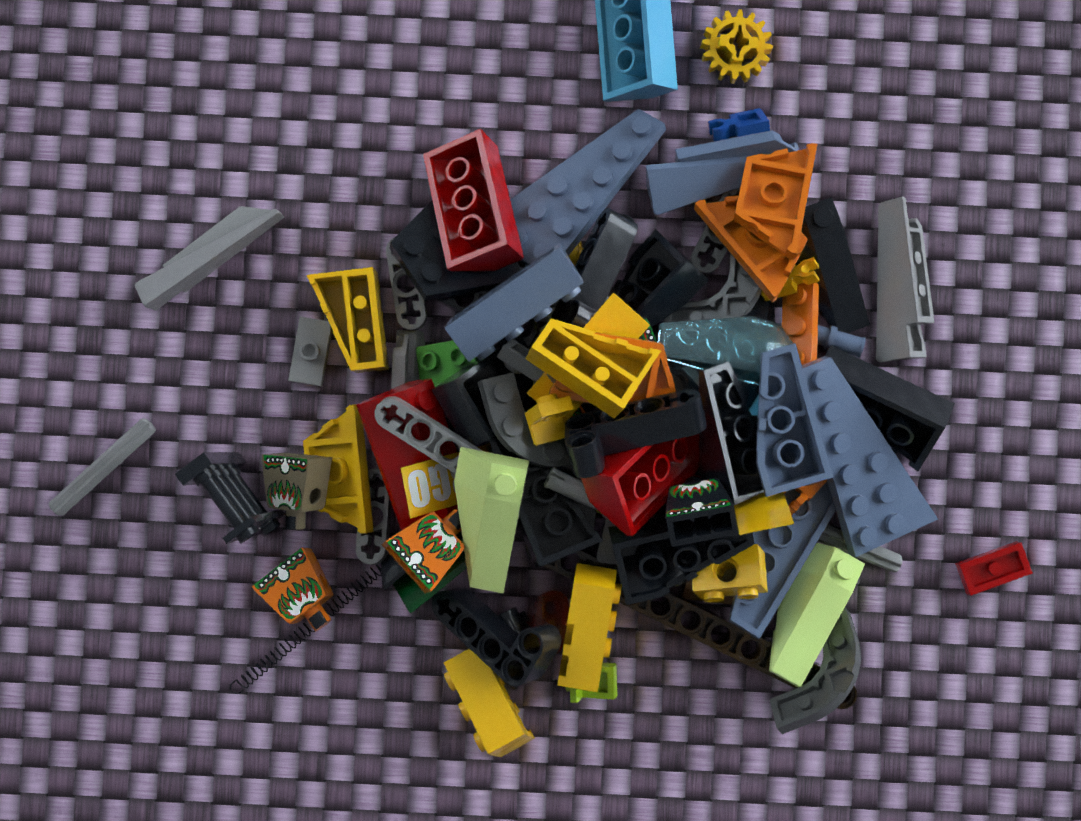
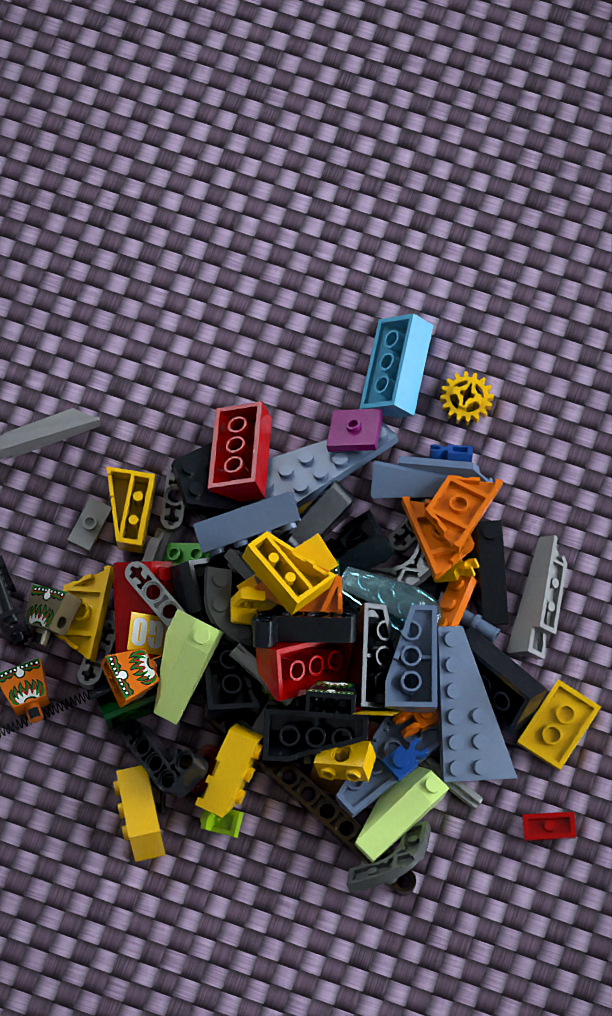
camera: 15 degrees right, 15 degrees down
(608, 131) = (354, 430): none -> magenta plate
(798, 549) = (403, 761): none -> blue plate
(973, 438) = (558, 725): none -> yellow plate

